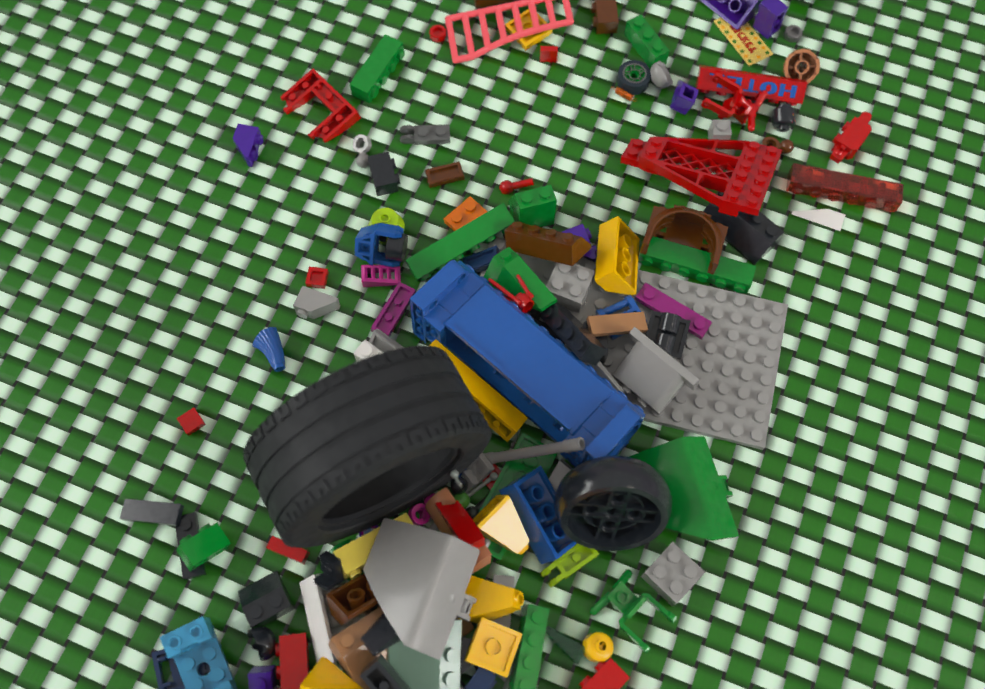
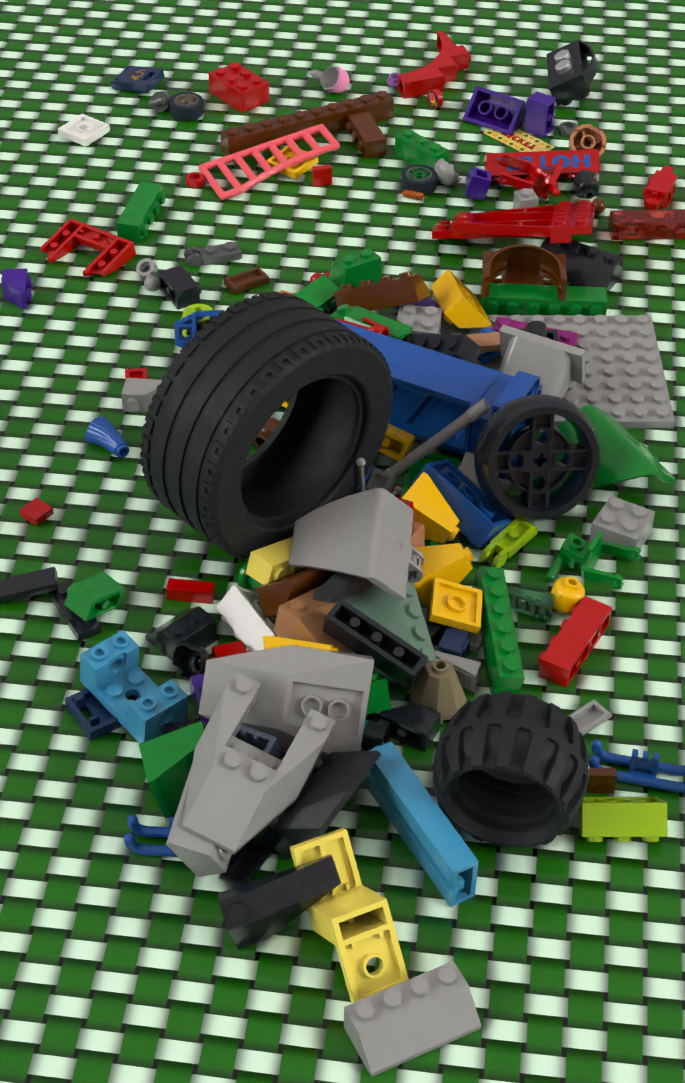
camera: 15 degrees left, 25 degrees down
(332, 571) = (253, 571): black bracket -> none
(823, 216) = (658, 252): white sticker -> none

